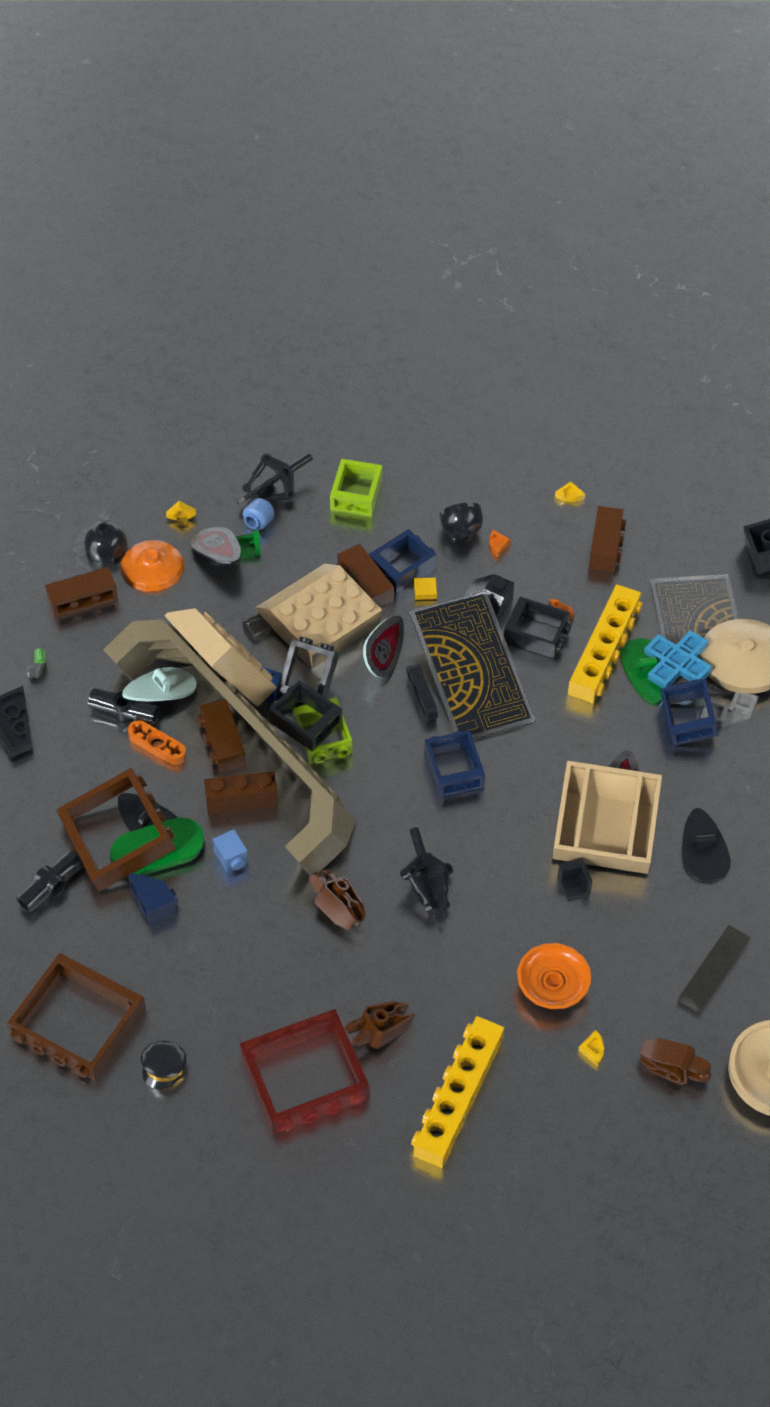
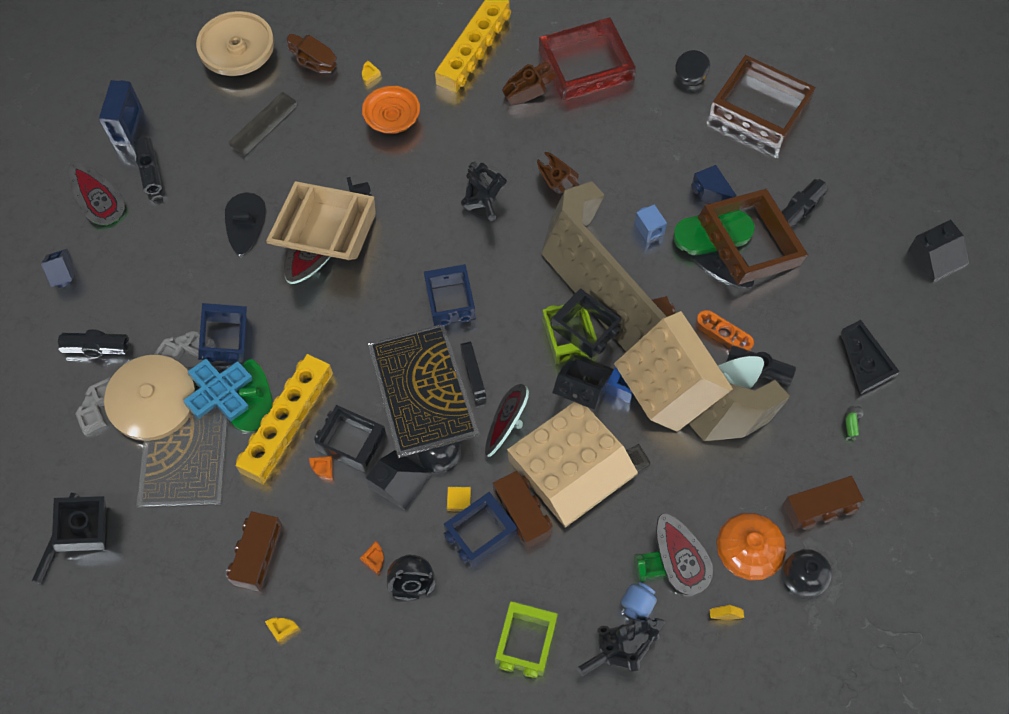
camera: 175 degrees left, 10 degrees up
(241, 792) = (652, 271): reddish brown brick -> none

